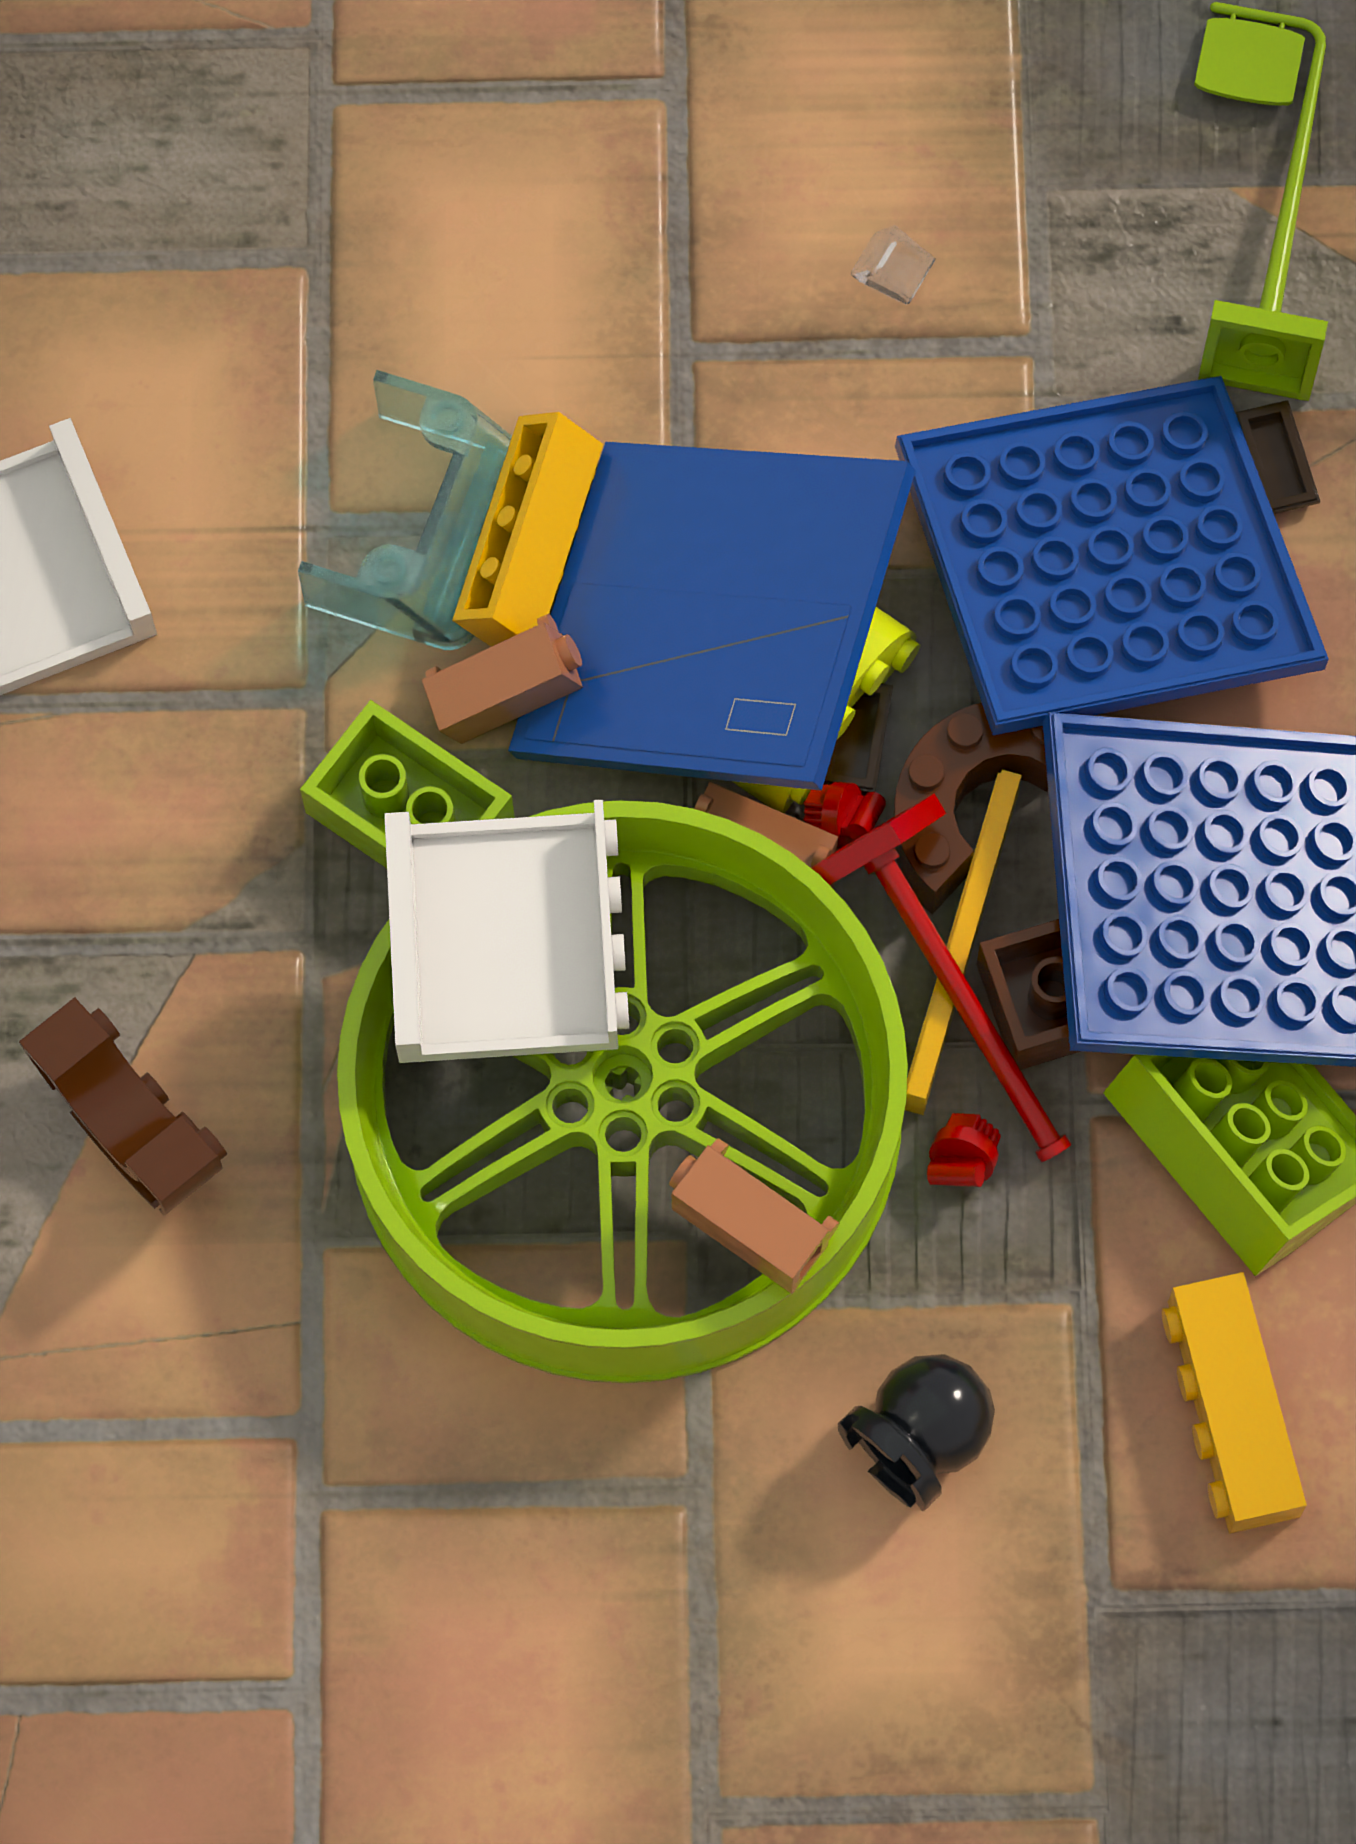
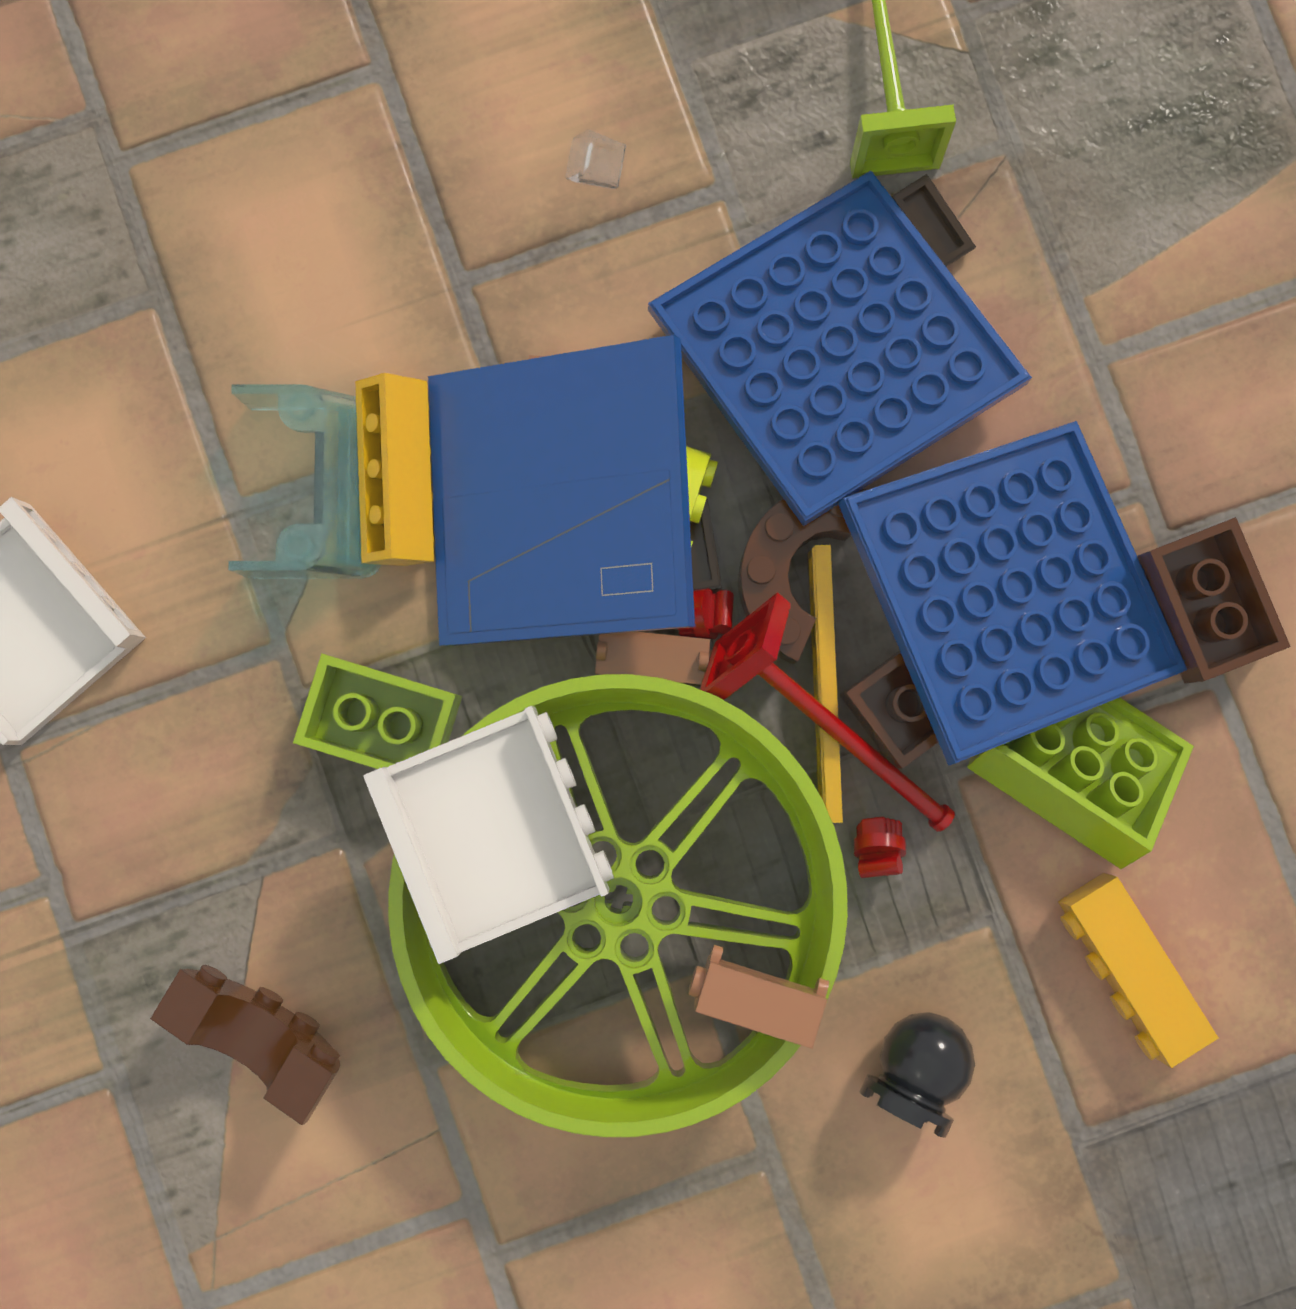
camera: 20 degrees left, 15 degrees up
(503, 681) = (417, 598): nougat brick -> none

